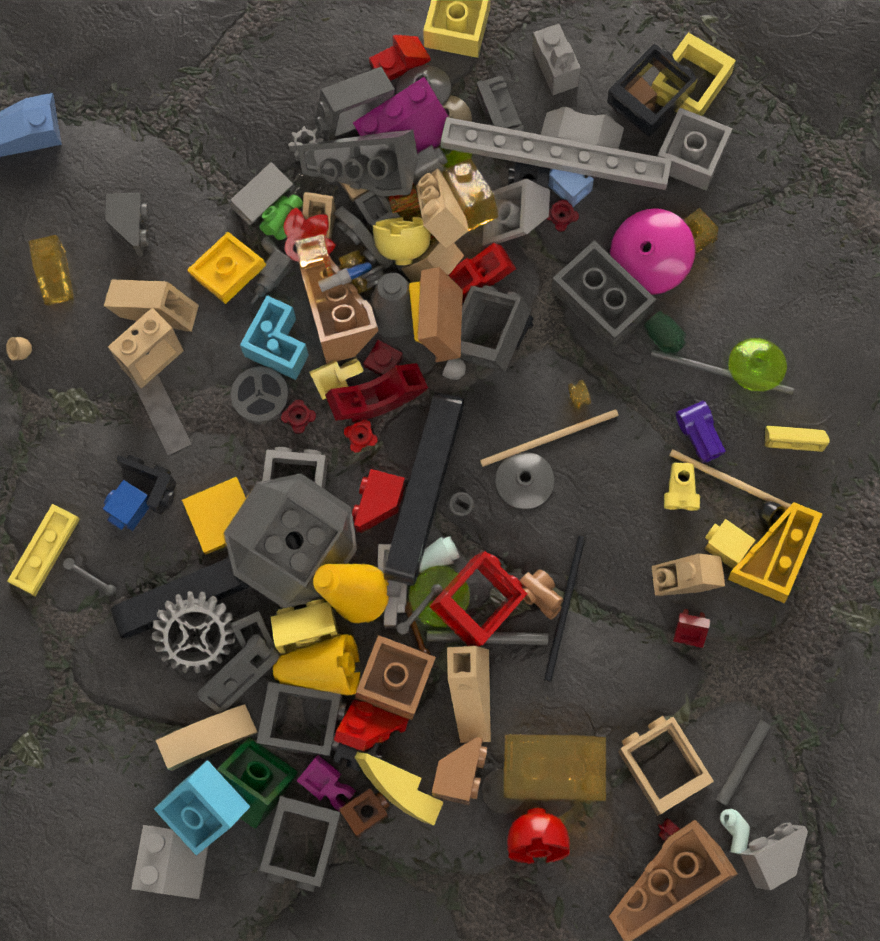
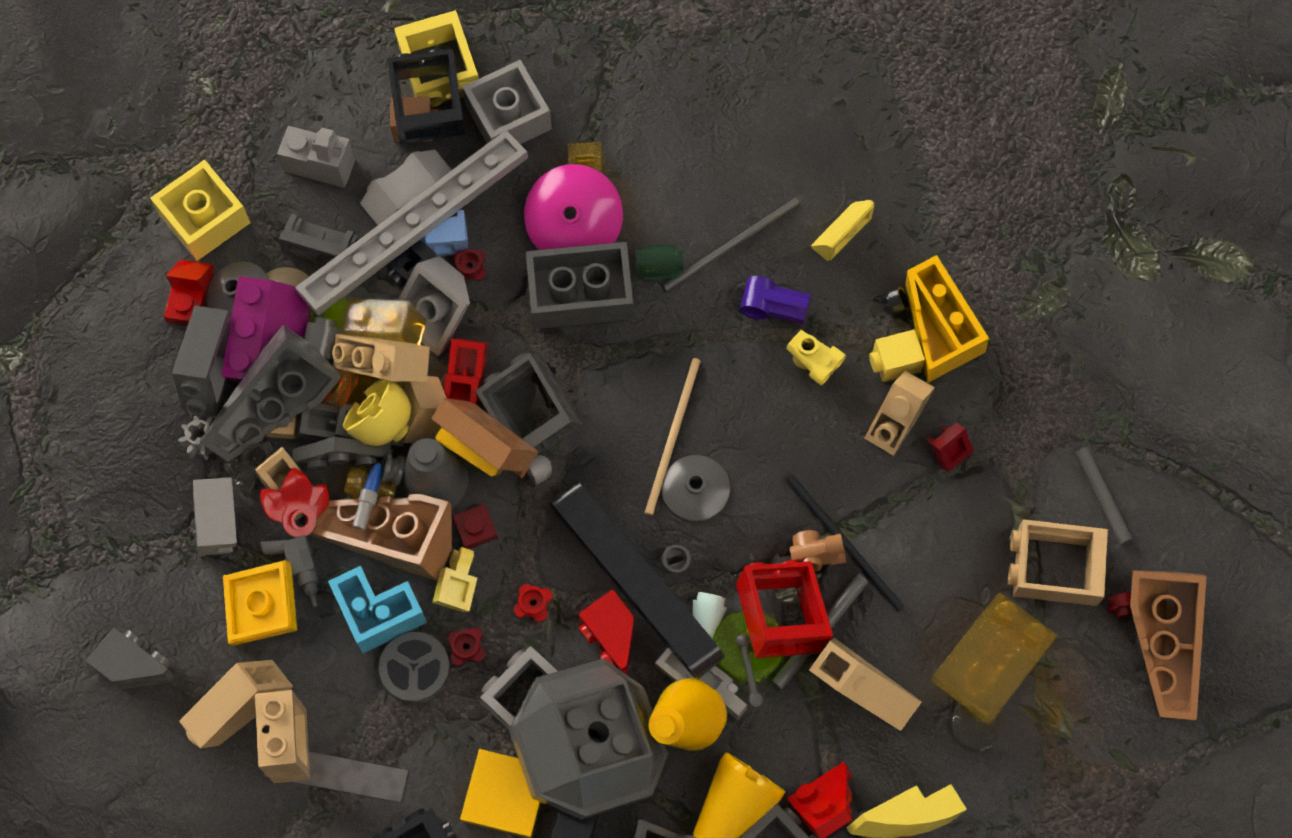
camera: 55 degrees left, 5 degrees down
(51, 269) = (114, 775): clear yellow slope -> none
(276, 215) = (250, 514): bright green plate -> none
(304, 626) = (683, 790): light yellow slope -> none
(313, 253) = (322, 507): clear yellow panel -> none
(379, 395) = (509, 553): dark red arch -> none
(395, 677) = (798, 741): medium nougat brick -> none
(408, 611) = (791, 700): reddish brown hinge -> none
(456, 773) = (935, 748): medium nougat slope -> none
(538, 836) = (1045, 722): red cylinder -> none
(579, 394) = (654, 377): clear yellow bush -> none
(726, 478) = (836, 313): tan axle -> none
(737, 828) = (1161, 544): light aqua arm -> none
(755, 374) = (751, 220): clear neon green dish -> none
(776, 857) = (1211, 529): light grey slope -> none

